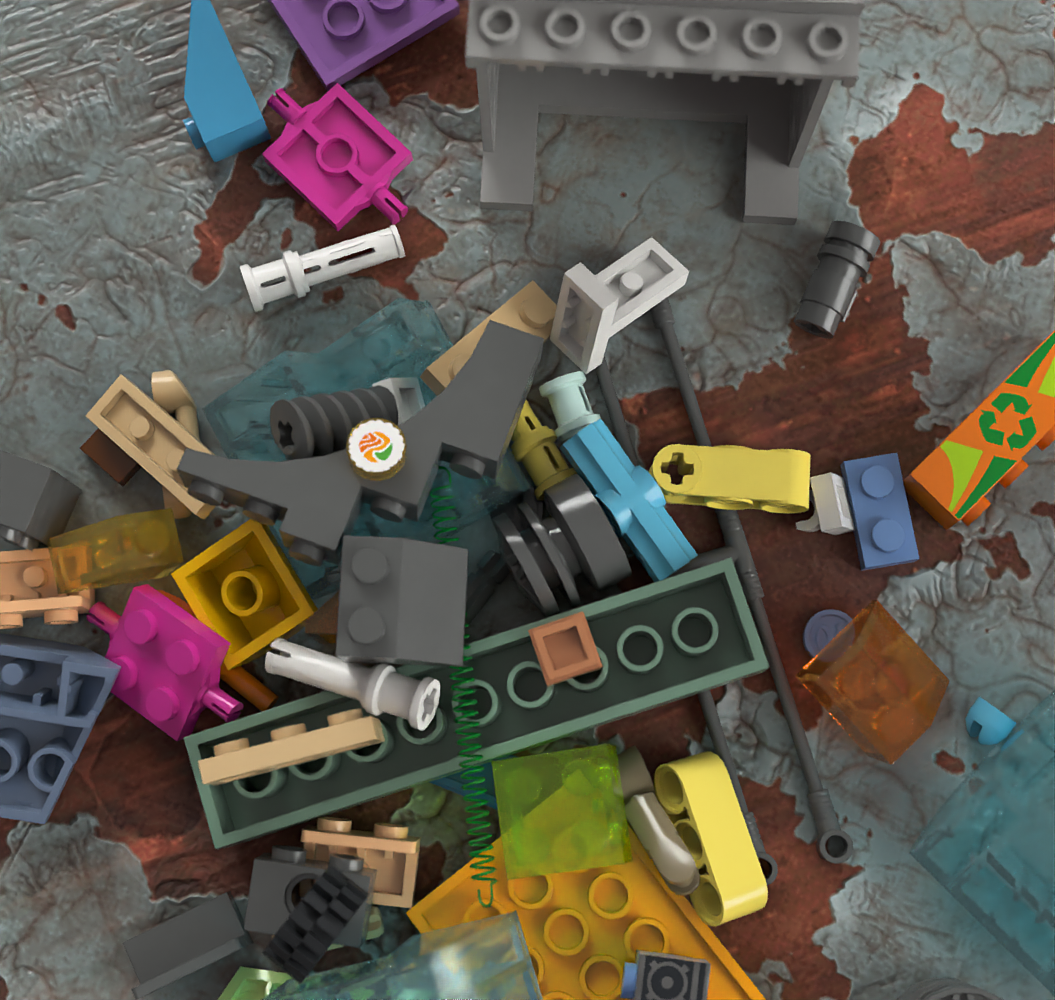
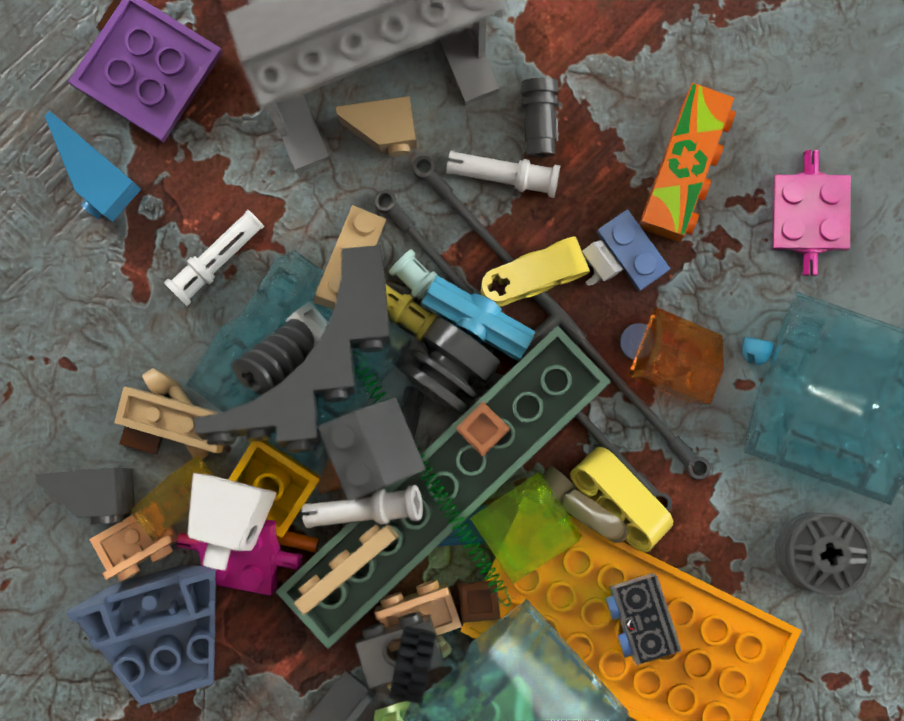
camera: 20 degrees left, 5 degrees up
(166, 603) = (226, 516): none -> white torso
(337, 156) = (190, 182): dark pink plate -> none
(376, 449) = (312, 363): tile -> none
(449, 884) = (478, 601): none -> reddish brown tile
(604, 303) = (403, 204): white bracket -> none
(621, 193) = (382, 124): none -> tan slope
(774, 343) = (521, 175): none -> white pin

